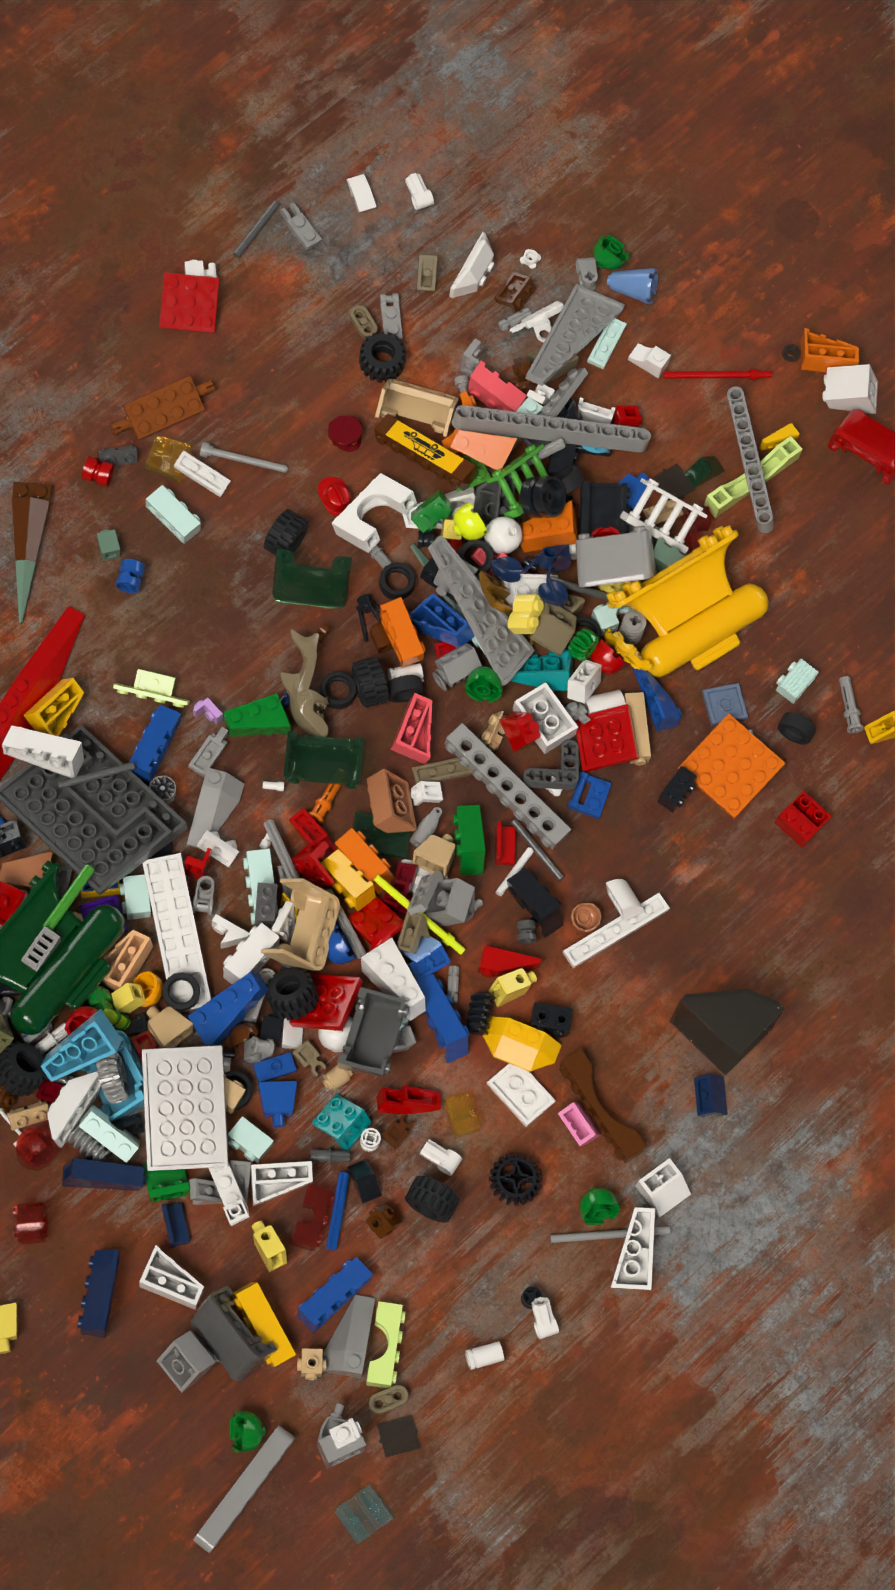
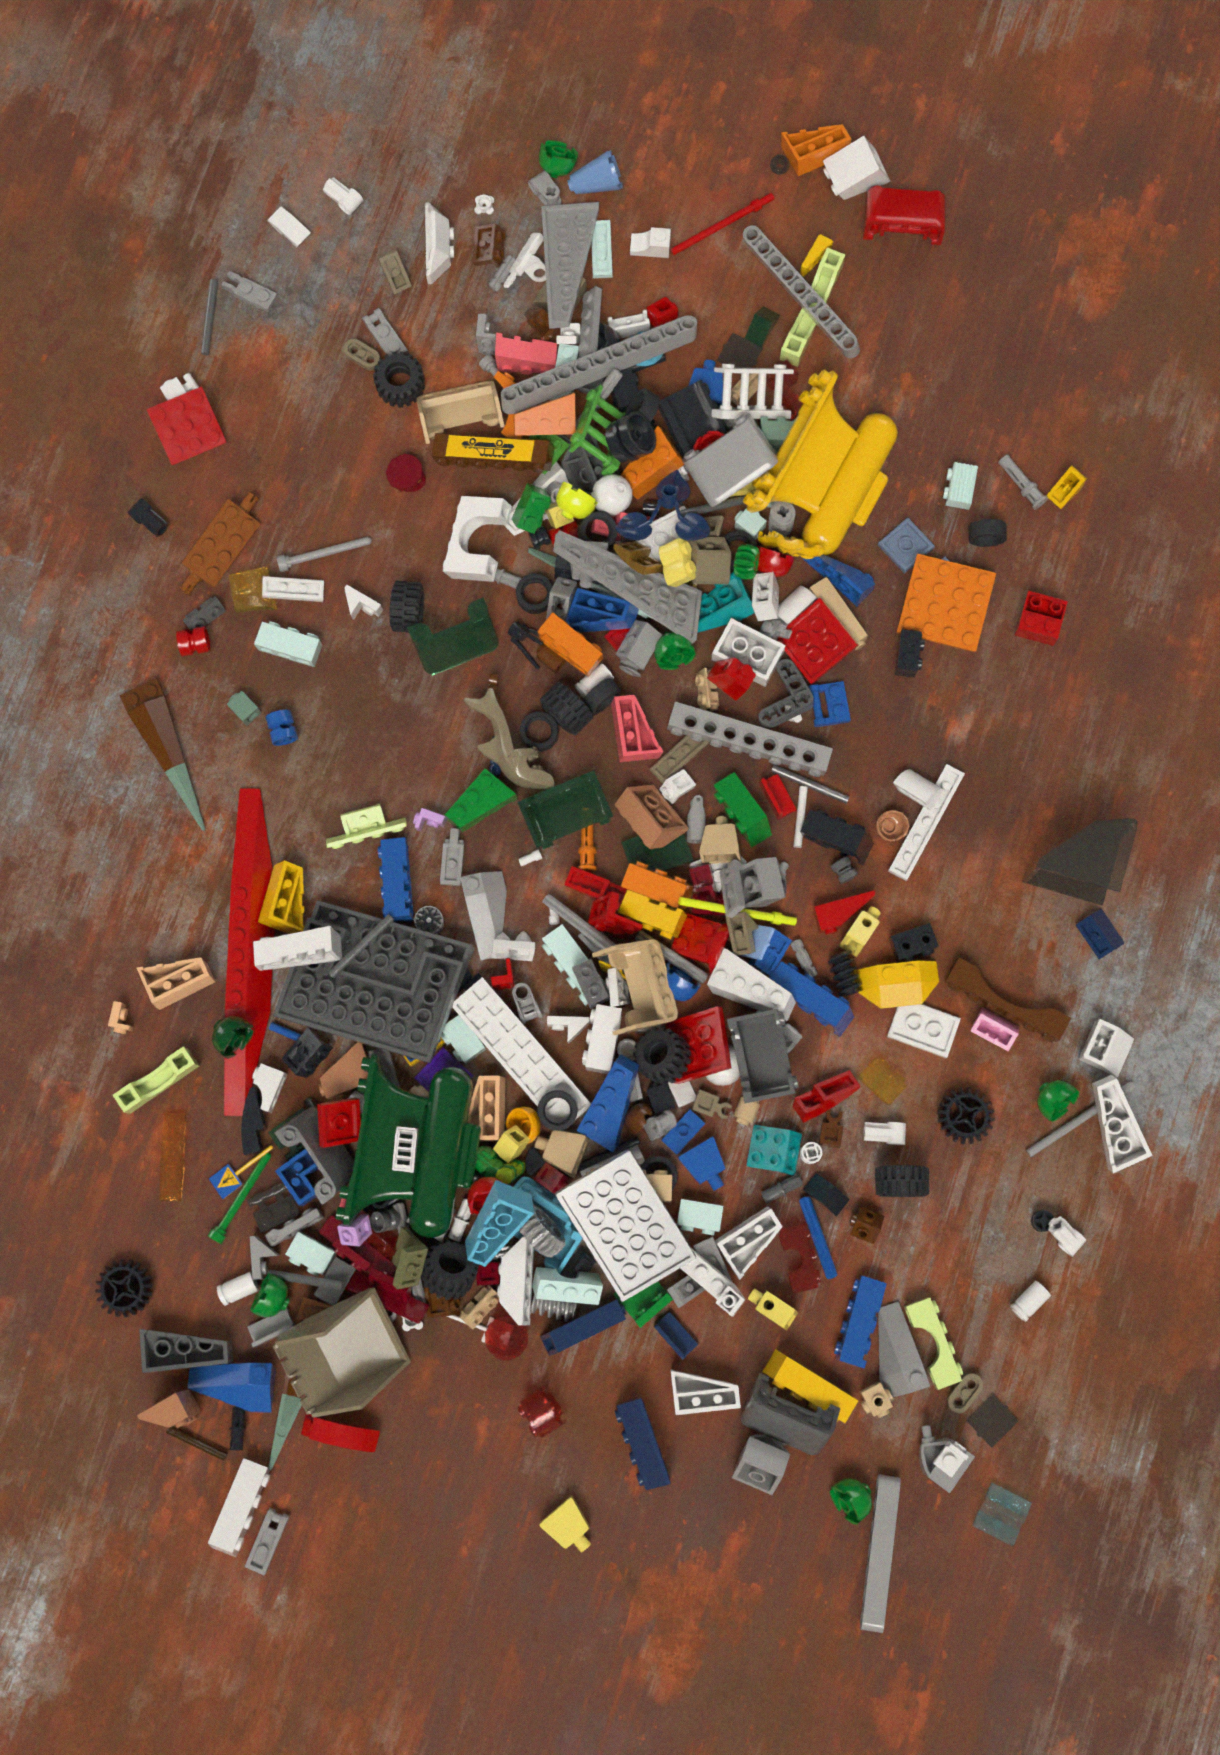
camera: 10 degrees left, 10 degrees up
(69, 897) = (403, 1084): bright green axle -> none
(115, 353) = (145, 515): none -> black piece
(249, 511) = (358, 600): none -> white slope
(334, 495) = (429, 541): red piece -> none
(417, 591) = (561, 592): none -> light grey torso

